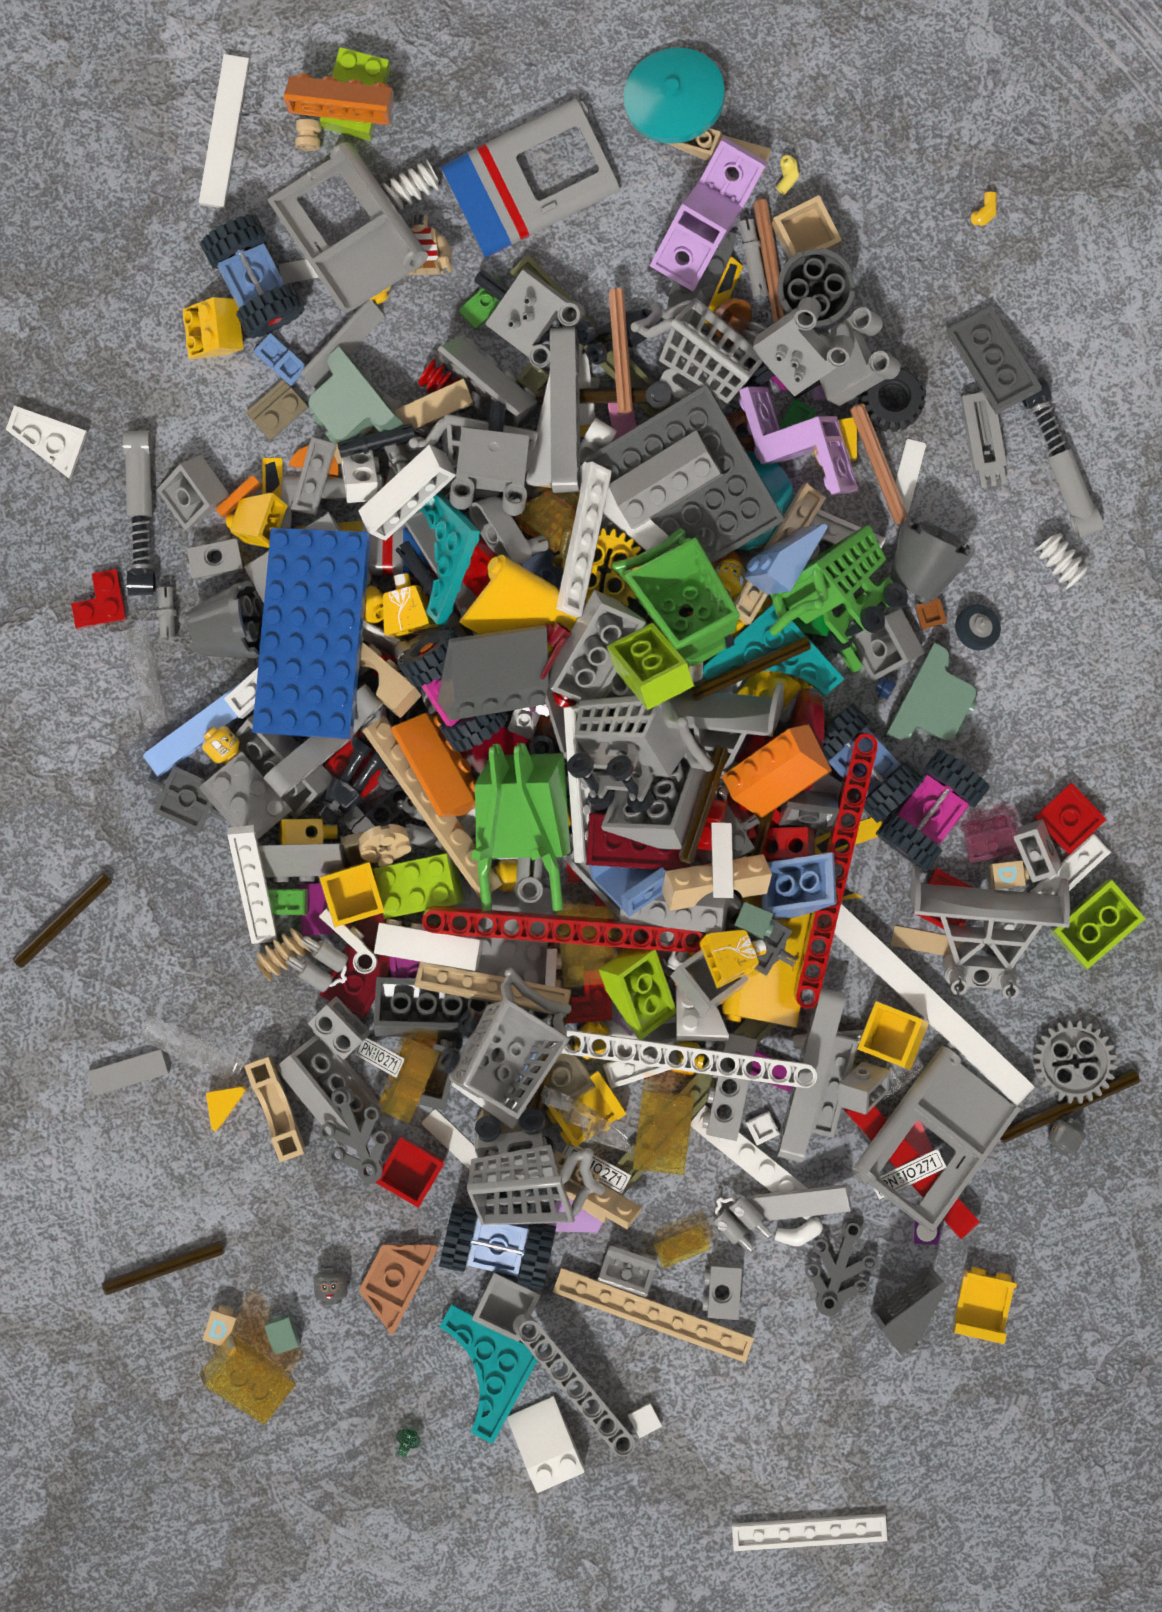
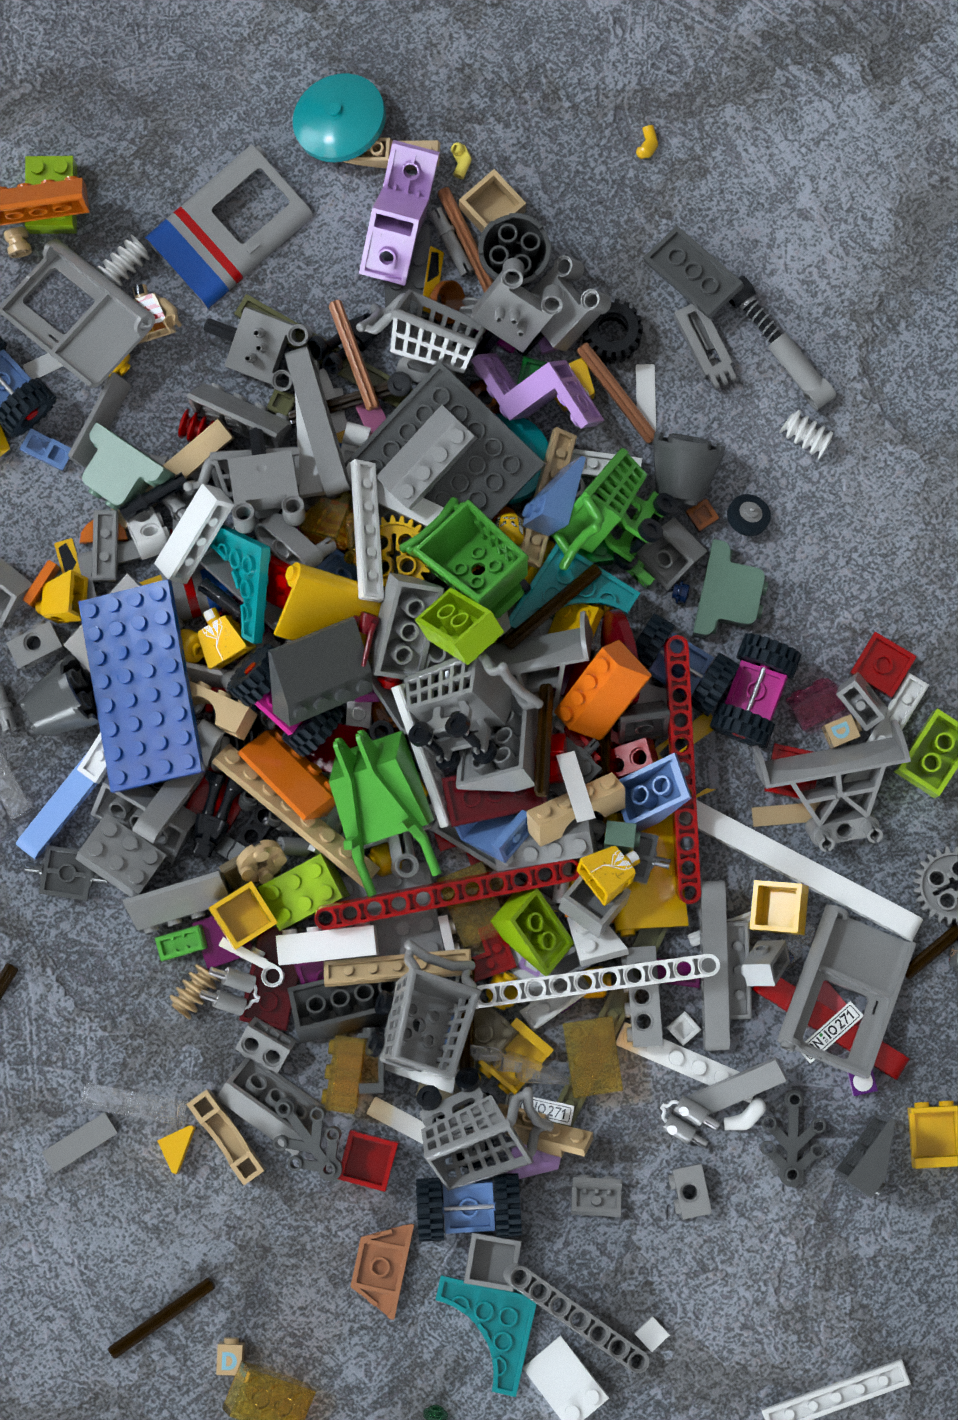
camera: 15 degrees left, 5 degrees down
(220, 744) = (85, 812): yellow head -> none
(252, 883) = (148, 931): white plate -> none
(277, 410) = (55, 496): dark tan plate -> none
(282, 1333) = (289, 1347): sand green brick -> none
(293, 831) = (174, 872): yellow torso -> none
(330, 1285) = (322, 1289): dark grey head -> none
(380, 1057) = (310, 1060): white sticker -> none
(479, 307) = (215, 354): bright green plate -> none
(653, 1314) = (631, 1231): tan plate -> none
(681, 1246) = (640, 1160): clear yellow plate -> none

